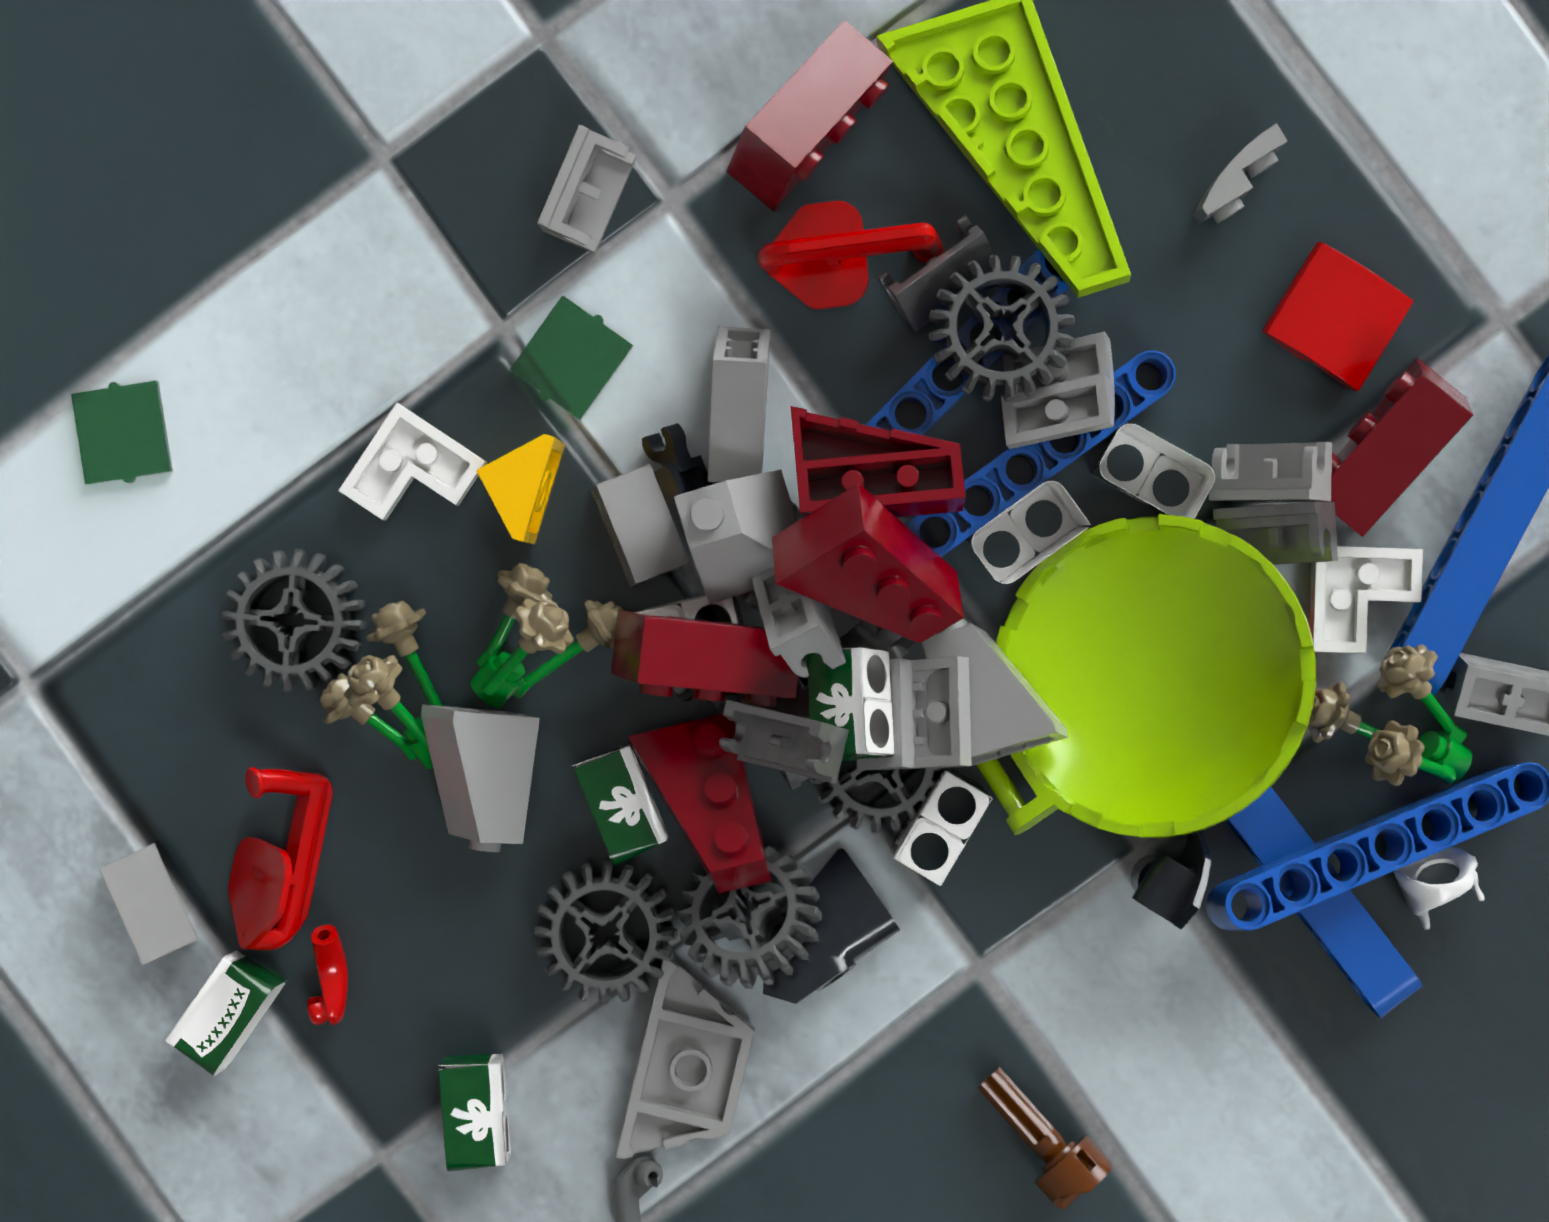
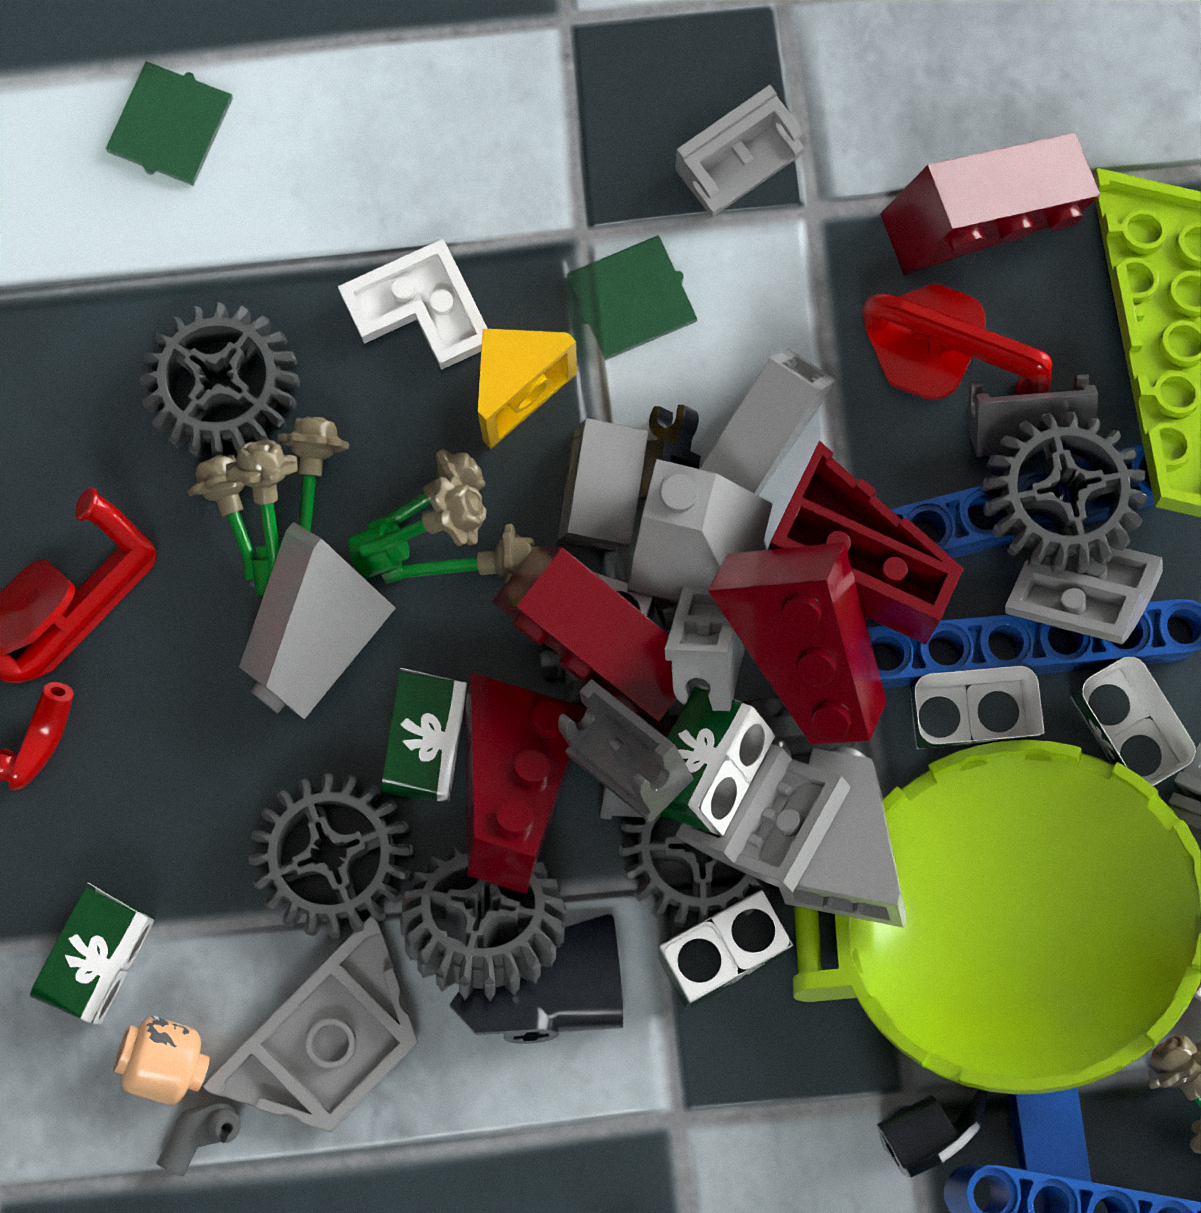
camera: 30 degrees right, 10 degrees down
(573, 1156) = (161, 1060): none -> light nougat head

